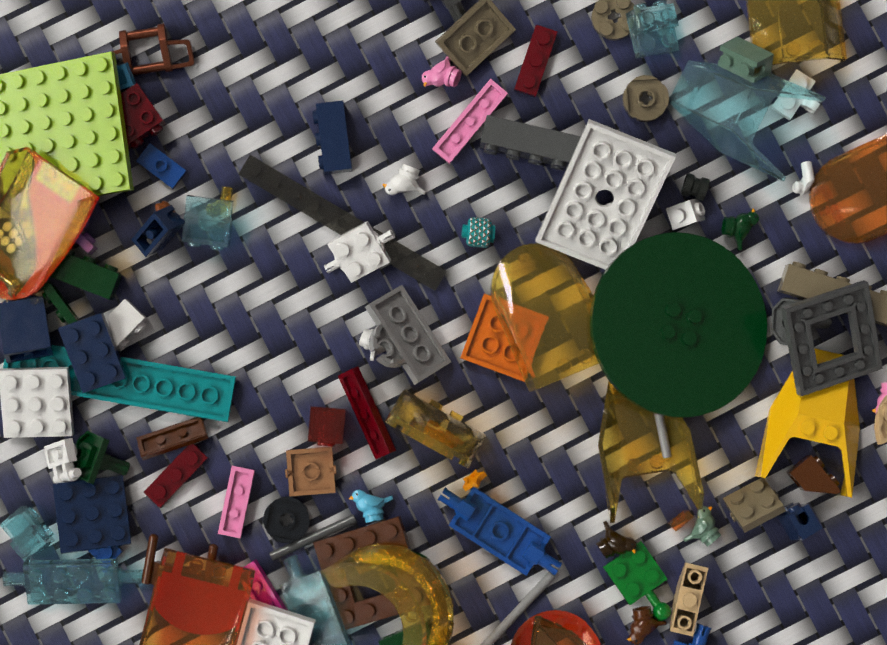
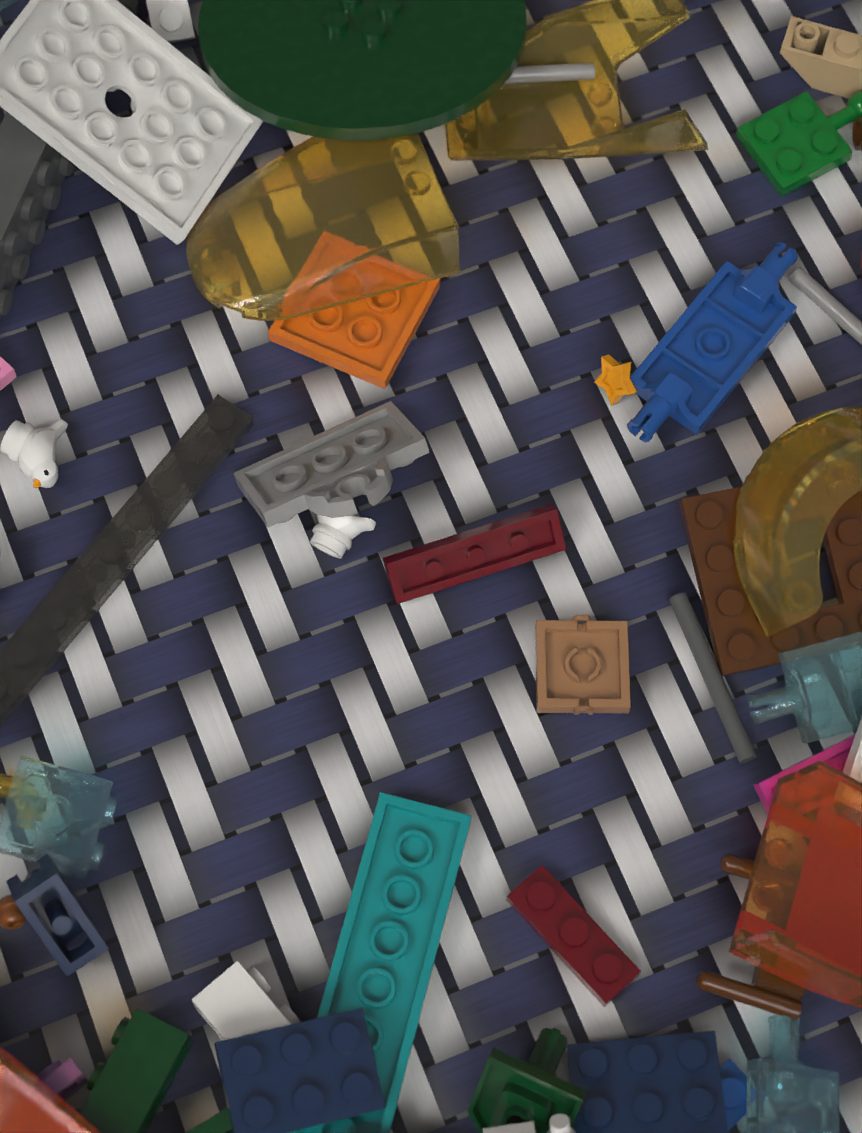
camera: 85 degrees left, 20 degrees down
(172, 438) = (496, 934): reddish brown tile -> none
(236, 501) = (635, 814): bright pink plate -> none
(276, 528) = (698, 708): black plate -> none
(327, 426) = (494, 621): clear red head -> none
(359, 251) = (158, 536): white plate -> none
(370, 505) = (655, 563): medium azure animal -> none
(436, 428) = (555, 349): clear yellow windscreen -> none
(478, 232) = (152, 330): teal head -> none
(615, 543) = (740, 165): dark brown animal -> none
(680, 520) = (704, 63): clear orange tile -> none
(704, 527) = (719, 31): sand green animal -> none

